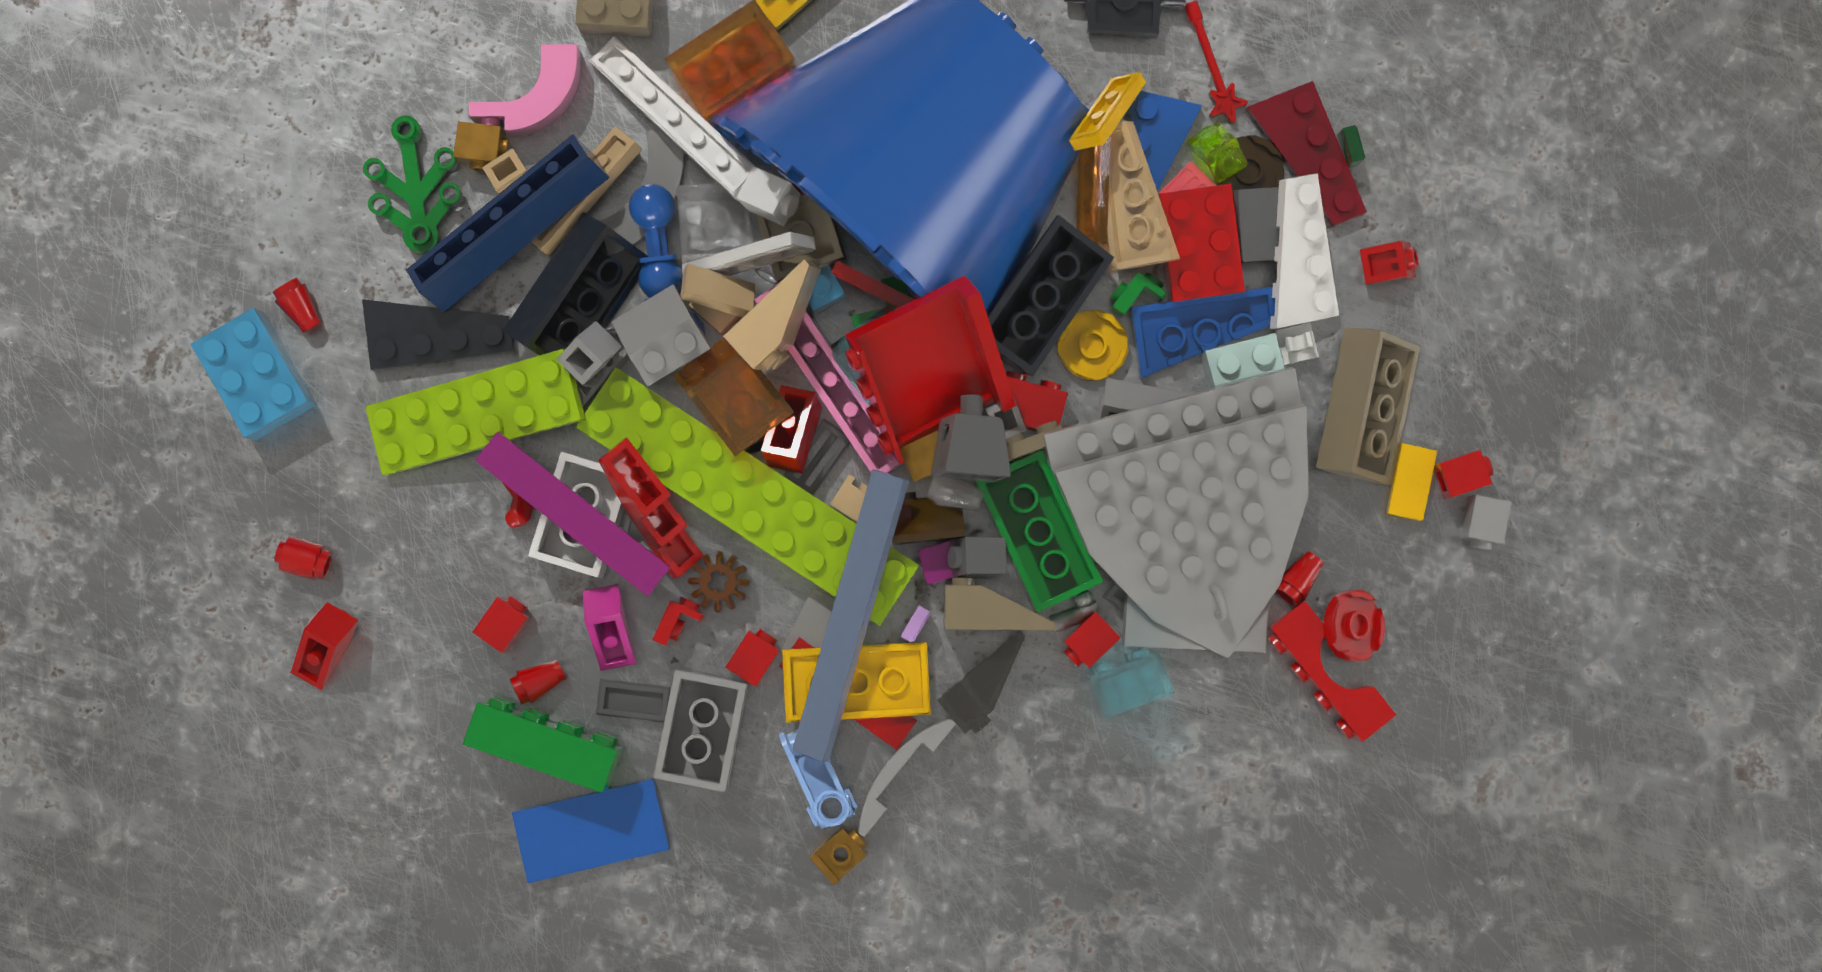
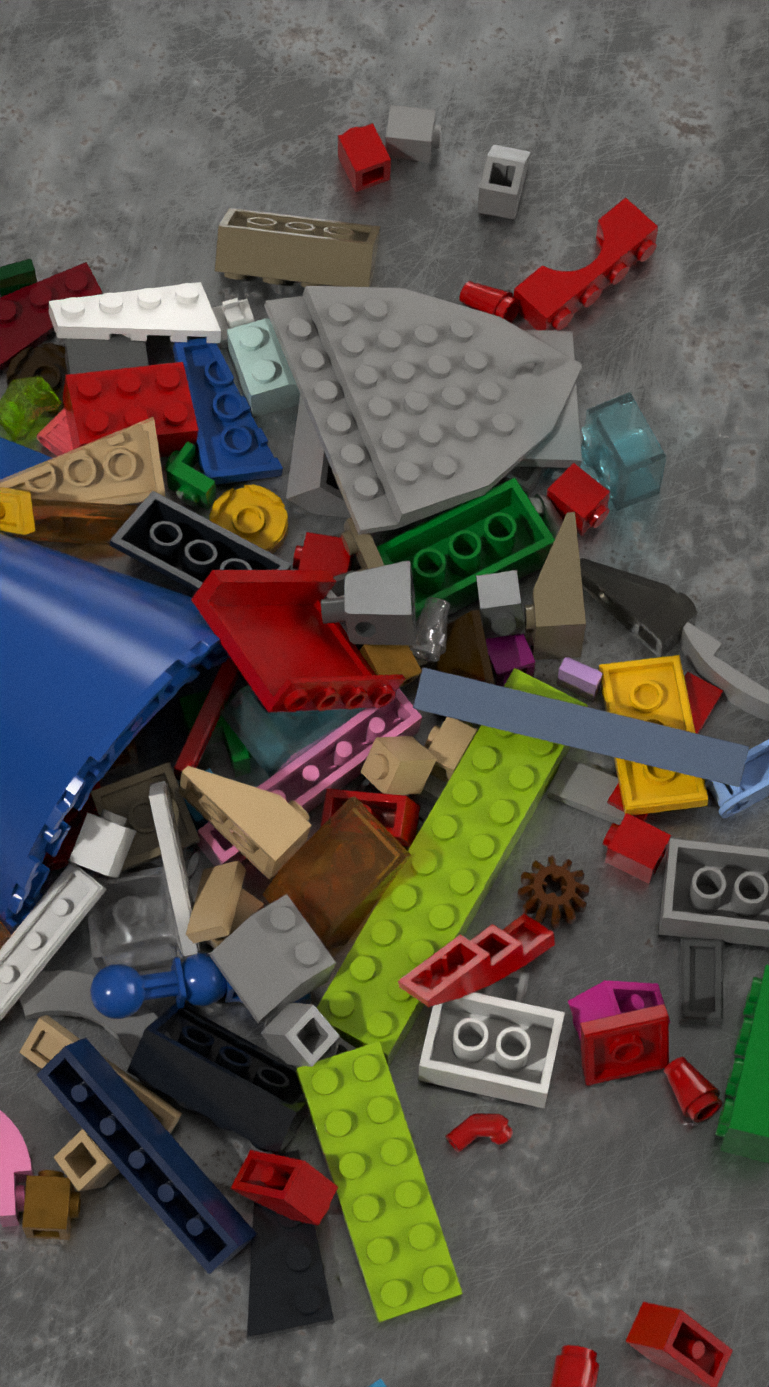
camera: 90 degrees left, 20 degrees down
(414, 190) = (107, 1285): green plant -> none
(471, 334) = (285, 1186): none -> red slope
(503, 623) = (627, 1132): red brick -> none
(570, 626) = (625, 1044): none -> red plate
(572, 514) = (491, 1043): magenta tile -> none
(671, 625) = (603, 942): red bracket -> none
(834, 455) = (398, 765): none -> tan brick
(1354, 625) = (535, 245): red tile -> none
(1389, 262) = (141, 237): red bracket -> none
(1411, 482) = (375, 206): yellow tile -> none
(1430, 603) = (502, 181): none -> light grey slope

